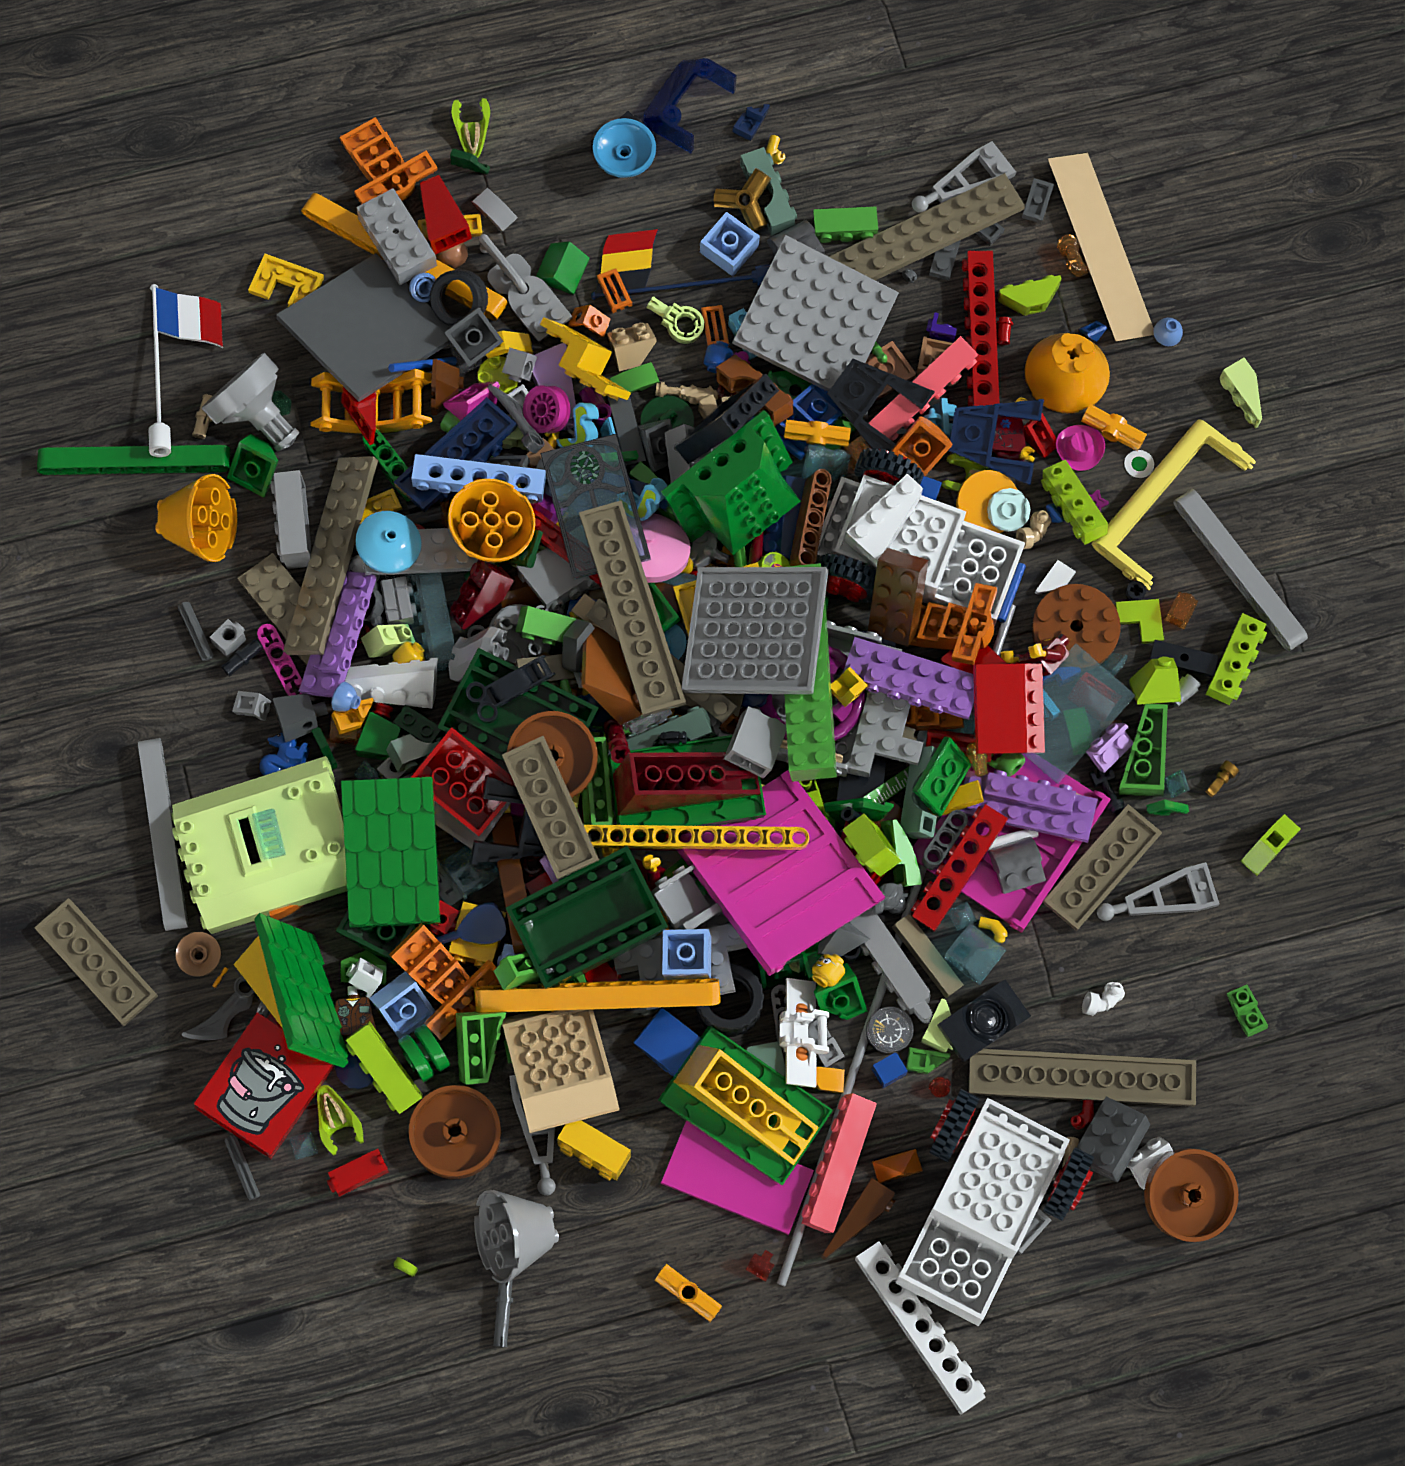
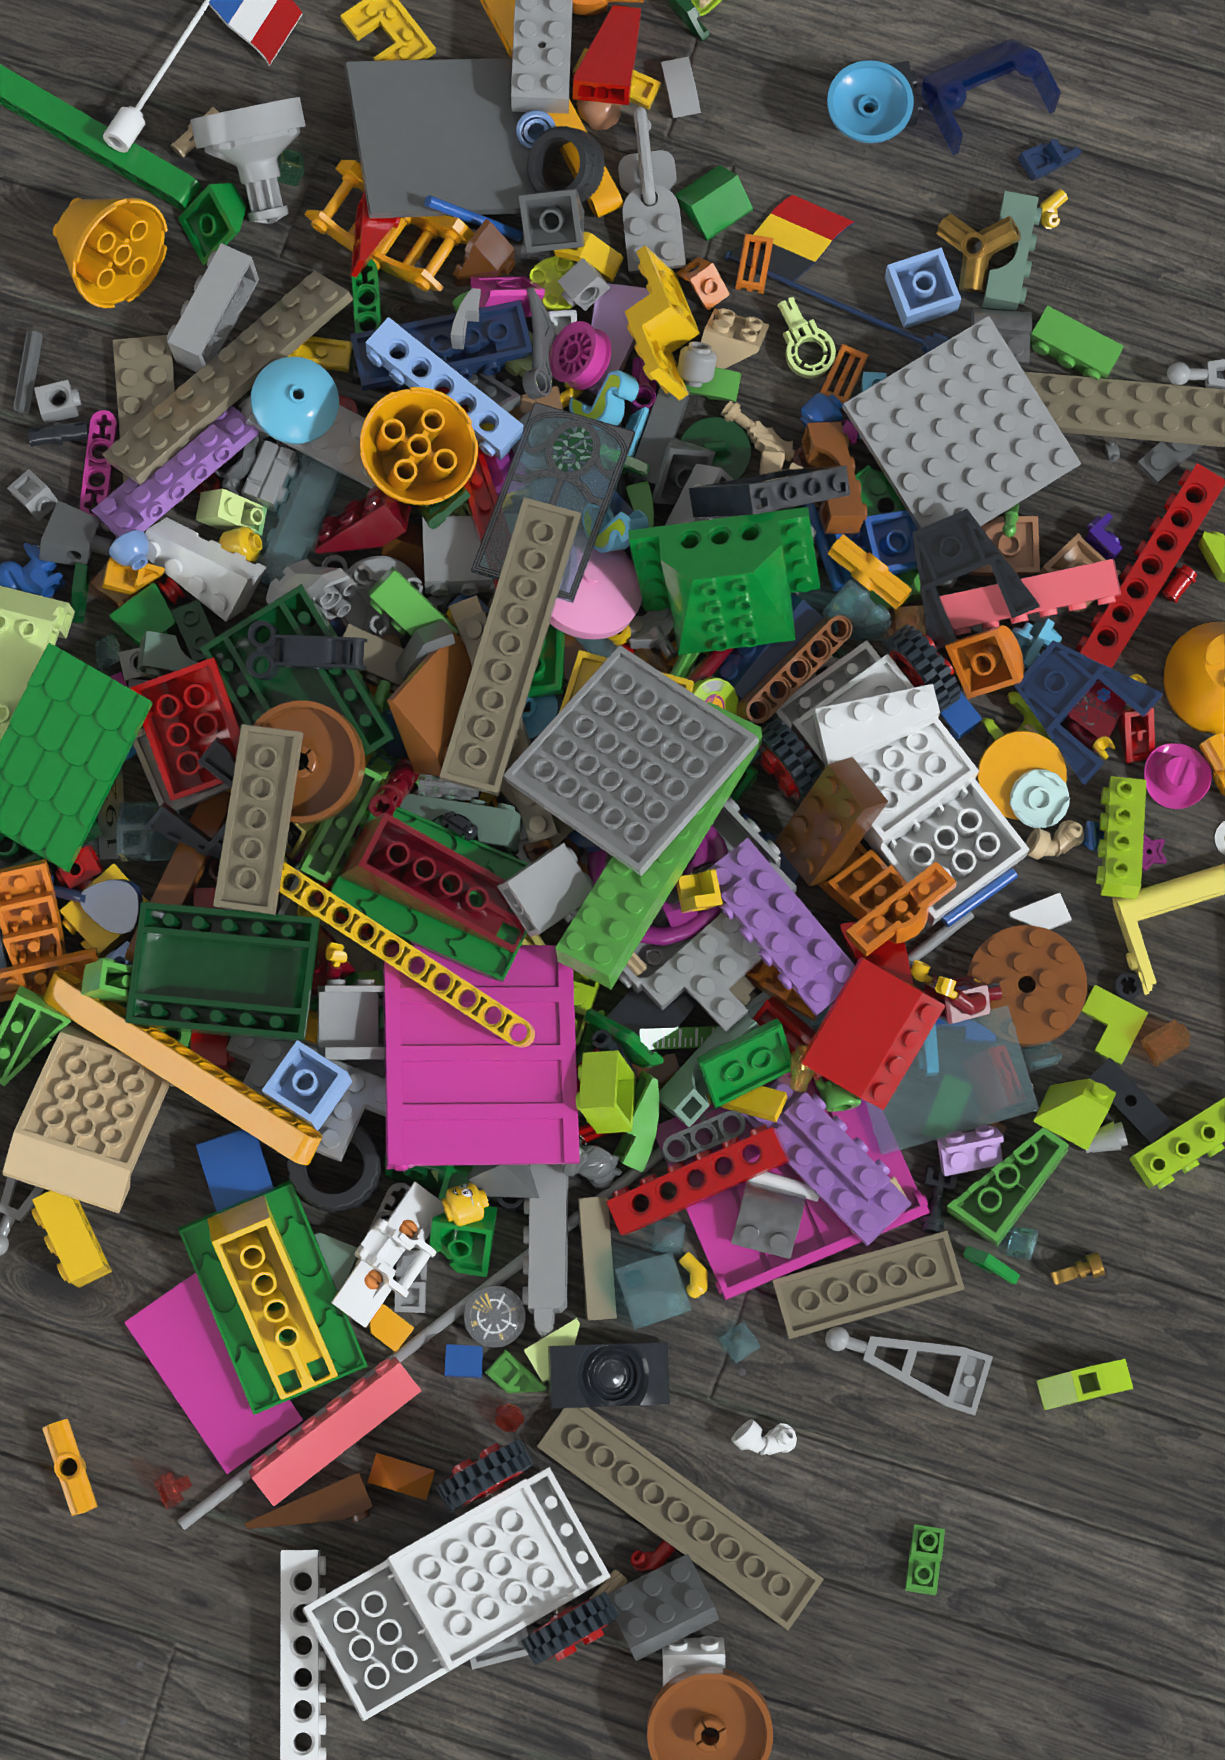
camera: 35 degrees right, 5 degrees up
(462, 422) = (467, 312): none -> light grey slope
(623, 371) = (696, 364): none -> light grey head
(1048, 952) = (739, 1342): none -> clear light blue slope

